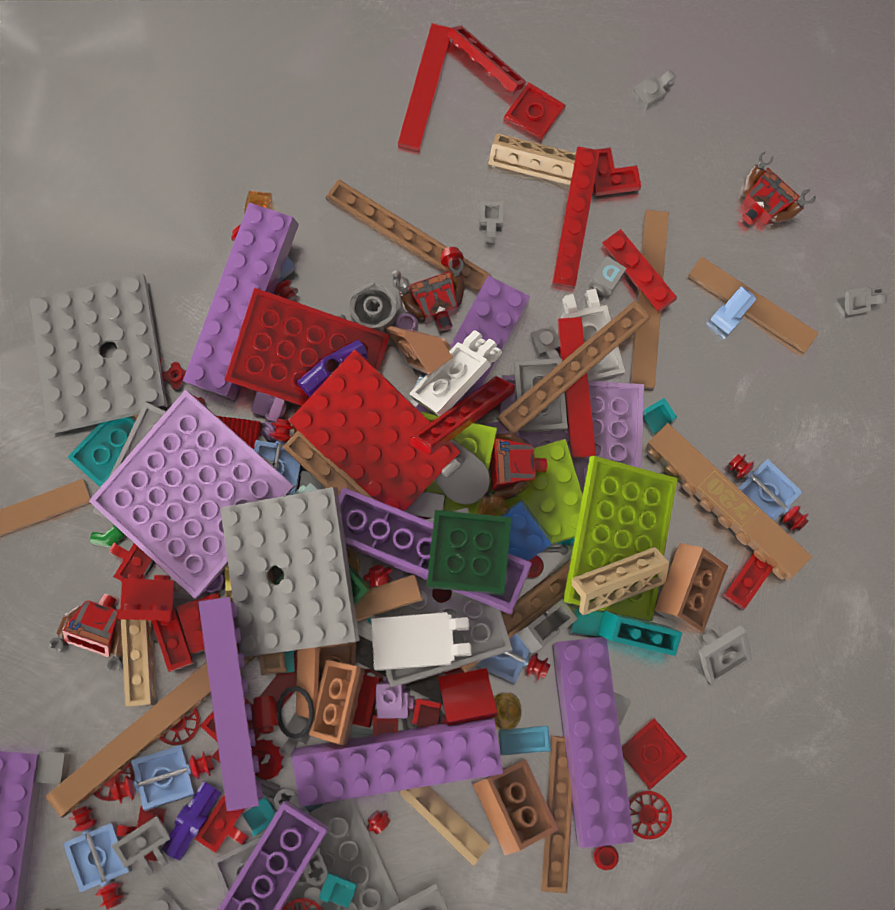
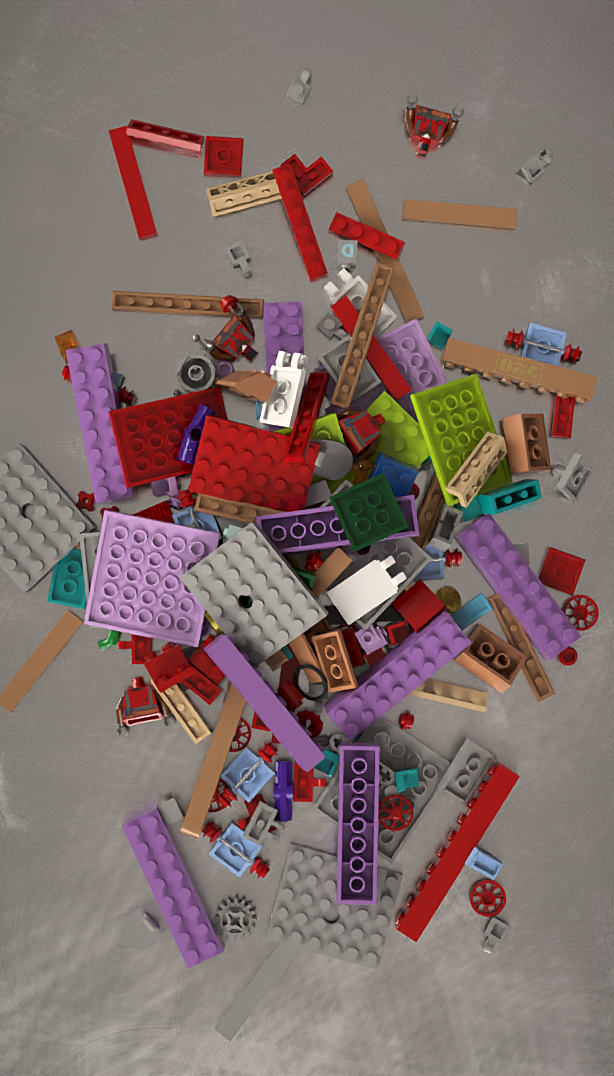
camera: 30 degrees left, 10 degrees up
(730, 314) = (449, 231): light blue piece -> none

